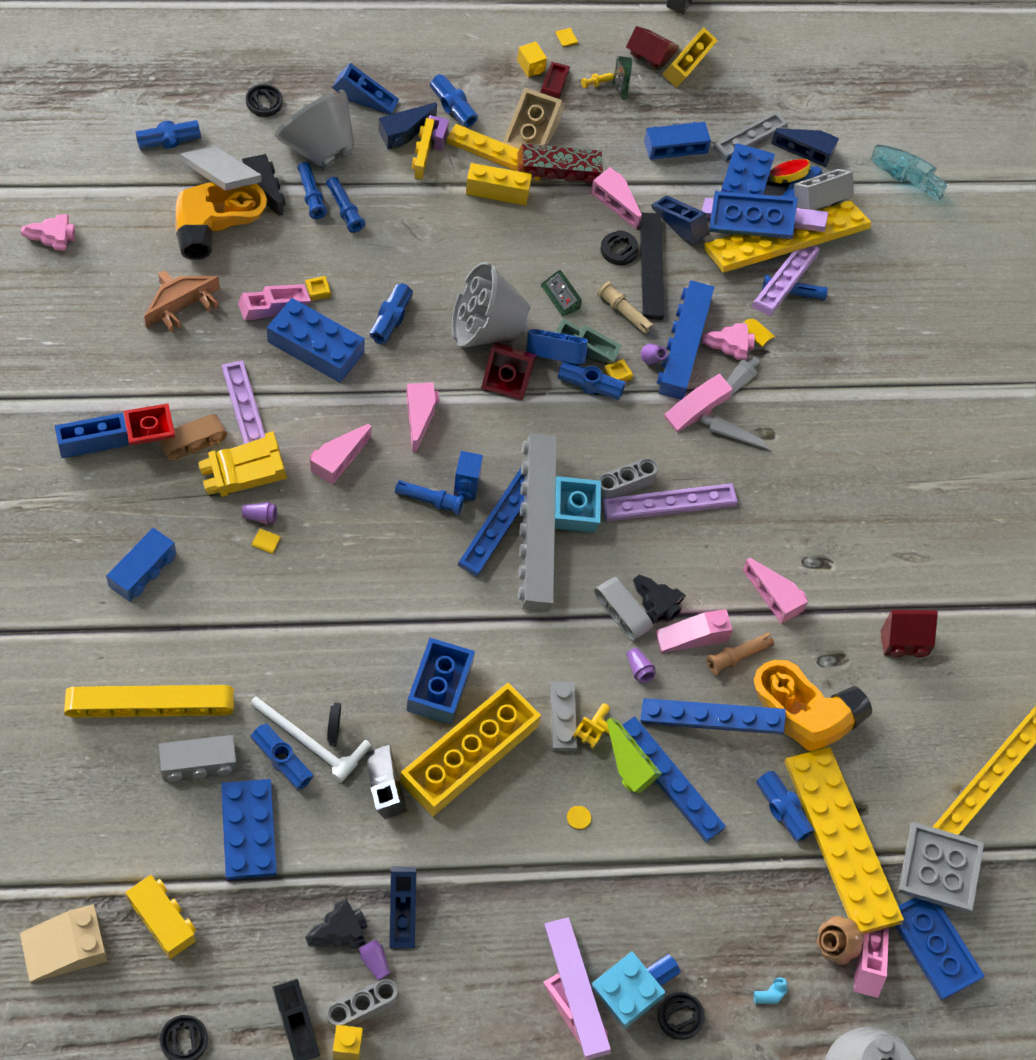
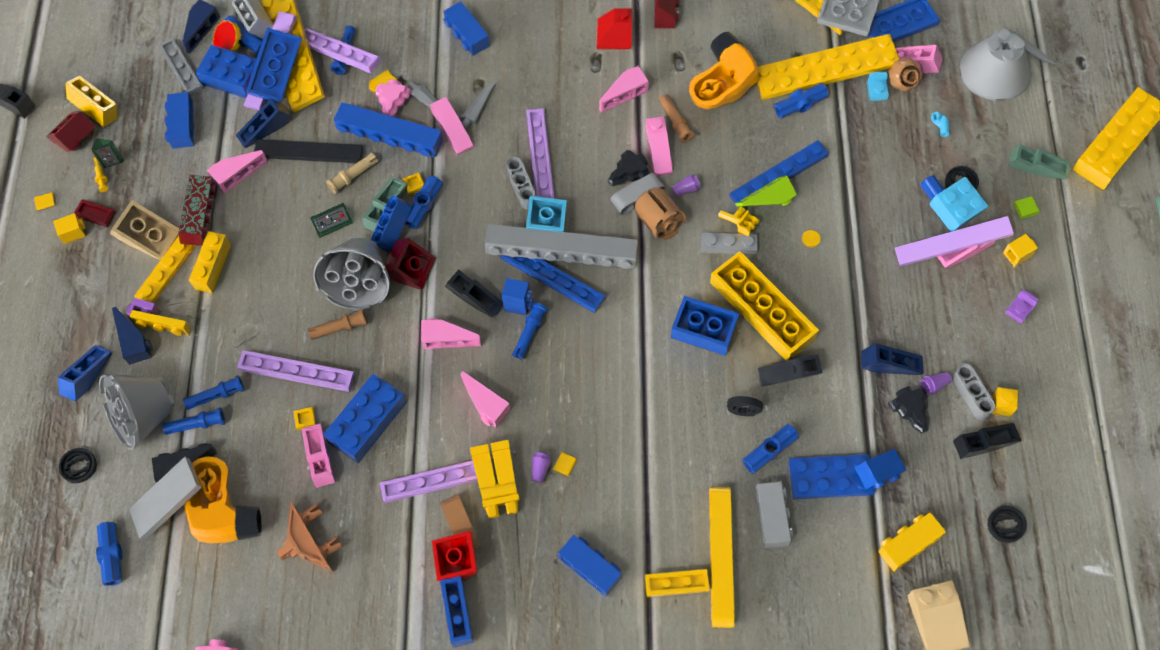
camera: 75 degrees left, 5 degrees up
(119, 653) = (677, 583): none -> yellow plate
(251, 879) = (880, 469): none -> blue brick
(341, 767) = (775, 404): white bar -> none
(372, 274) = (295, 371): none -> lavender plate
(391, 313) = (340, 355): blue piece -> none
(432, 316) = (346, 322): none -> medium nougat pin
(454, 101) = (107, 296): blue piece -> none
(476, 433) = (474, 293): none -> black slope
(593, 629) = (659, 213): none -> medium nougat cylinder
(620, 258) = (290, 184): black piece -> none
(653, 354) = (402, 153): medium lavender cone -> none
(713, 716) = (735, 137): blue plate -> none
(821, 909) = (878, 86): none -> medium azure bracket
(842, 412) = (466, 28): none -> blue brick
(865, 582) = (615, 29): none -> red slope

